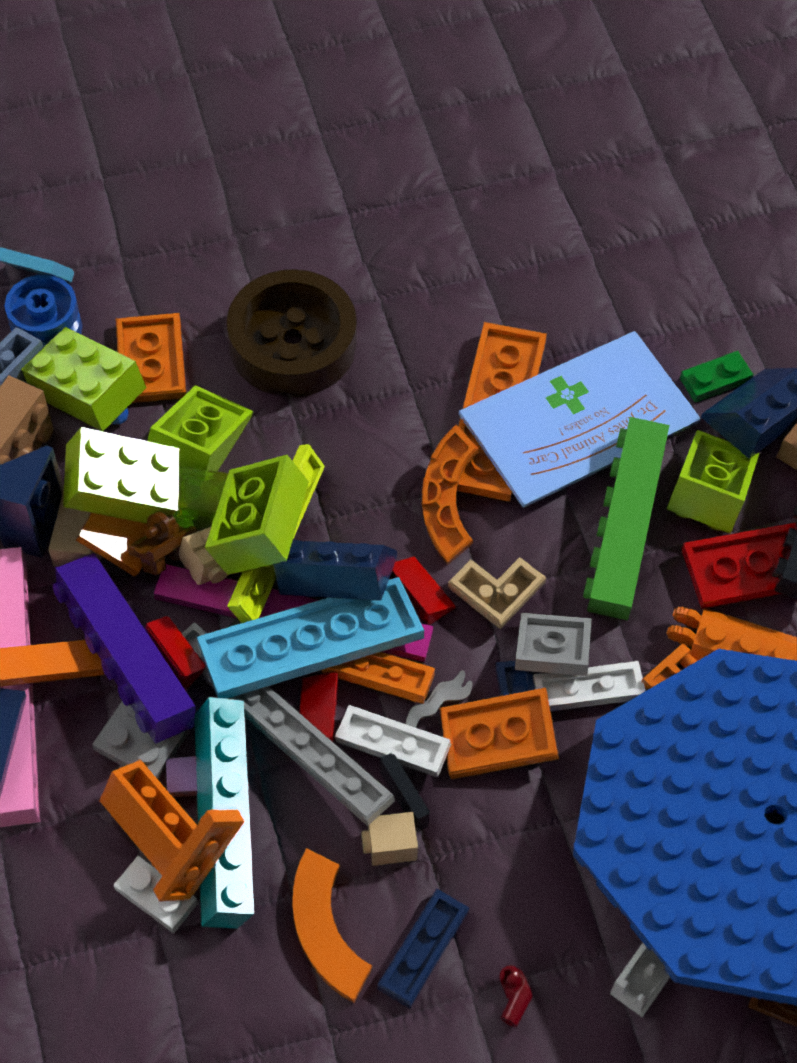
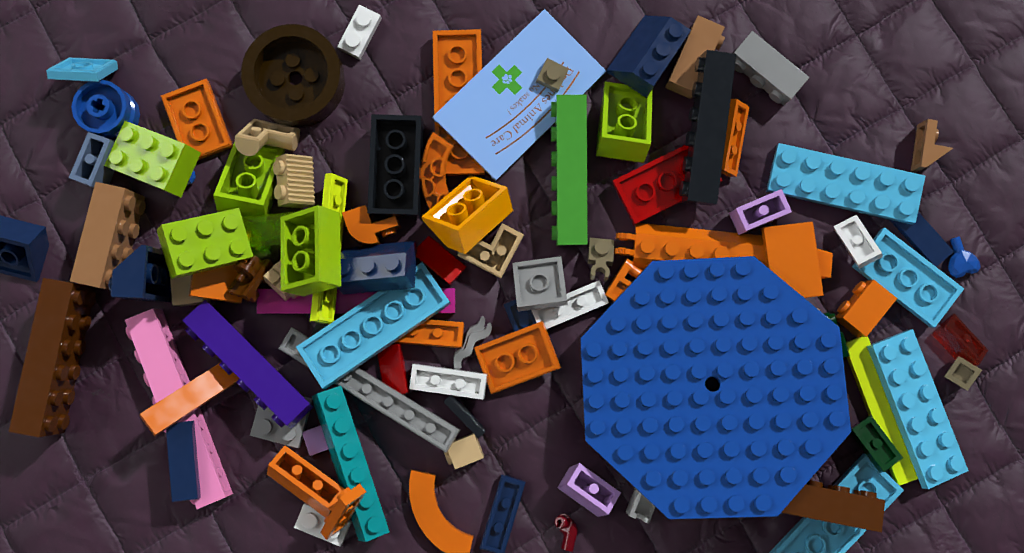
camera: 15 degrees left, 25 degrees up
(175, 650) = (282, 356): red slope -> none
(236, 389) = (261, 133): none -> tan brick
(256, 438) = (294, 181): none -> tan brick
(331, 524) = (363, 228): none -> orange brick
(389, 307) = (359, 32): none -> white plate
(394, 460) = (395, 166): none -> black brick
(480, 531) = (469, 213): none -> light orange slope
(562, 934) = (589, 490): none -> lavender brick
(628, 402) = (552, 75): none -> dark tan plate
(646, 633) = (601, 254): none -> dark tan plate
(716, 376) = (610, 31): green plate -> none

